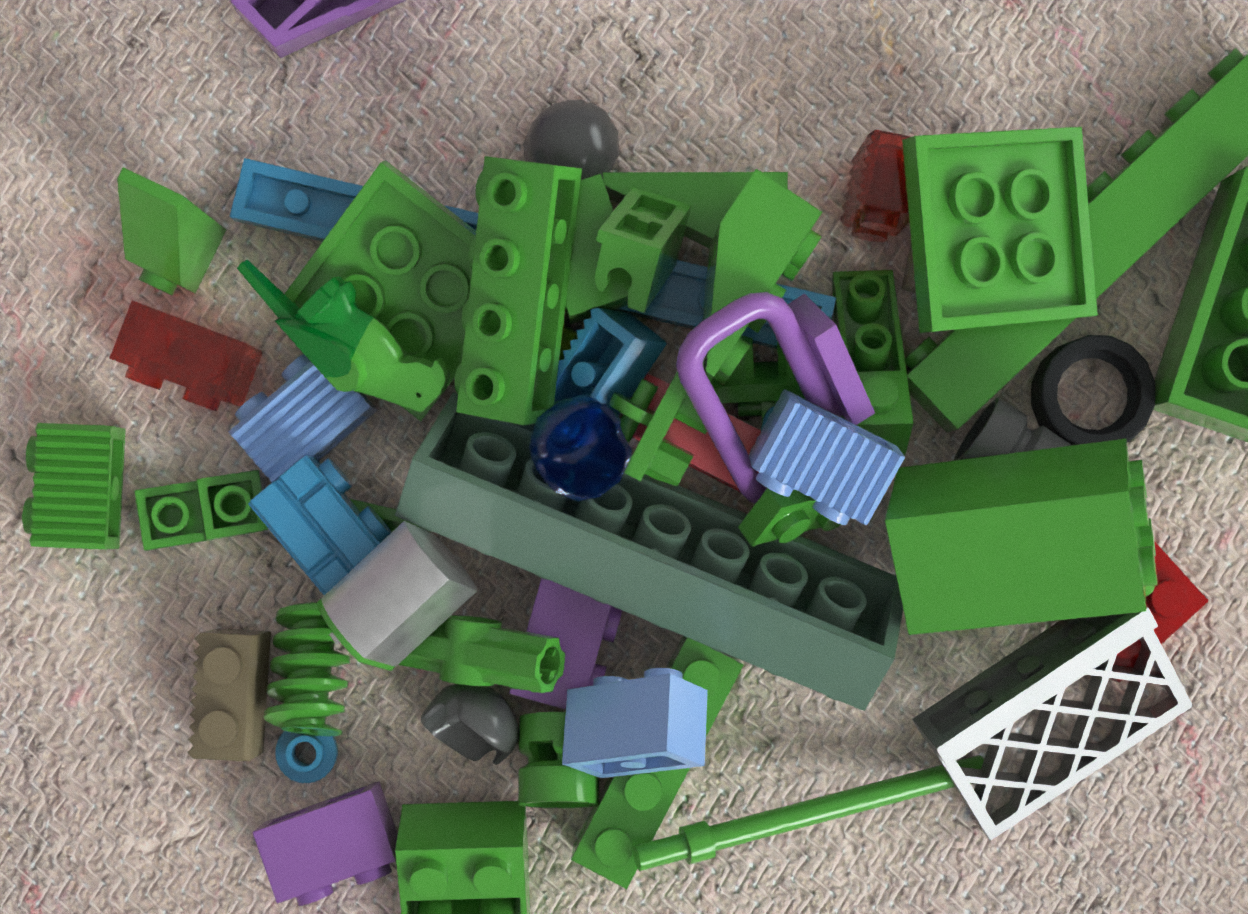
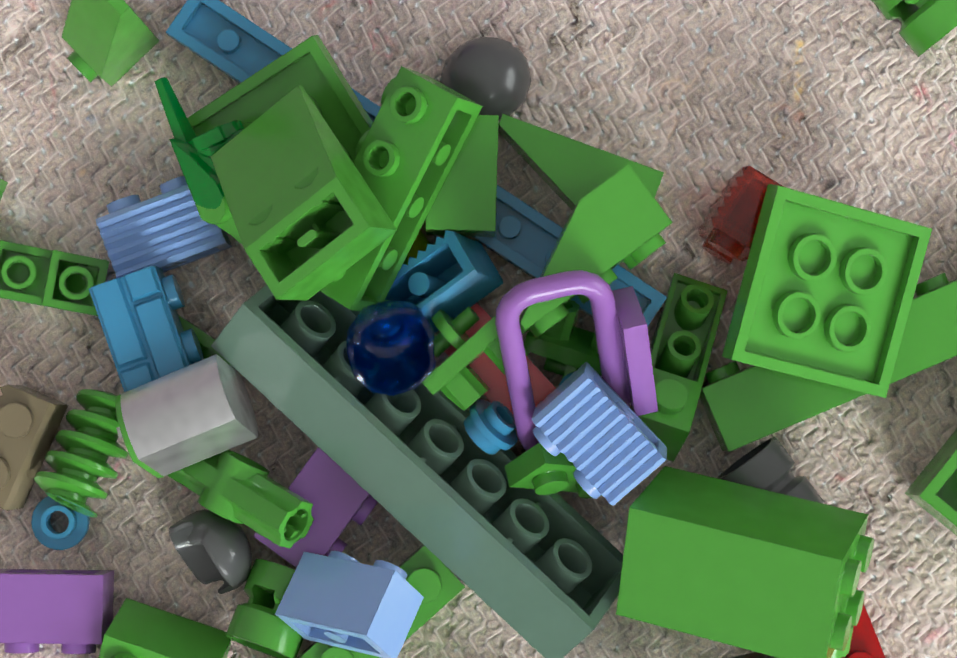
camera: 30 degrees right, 0 degrees up
(187, 354) = (82, 137): clear red brick -> none
(430, 330) = (298, 199): none -> bright green slope
(644, 240) = (512, 189): bright green hinge -> none
(709, 492) = (491, 426): none -> dark azure plate
(1124, 358) = (901, 446): black tyre -> none

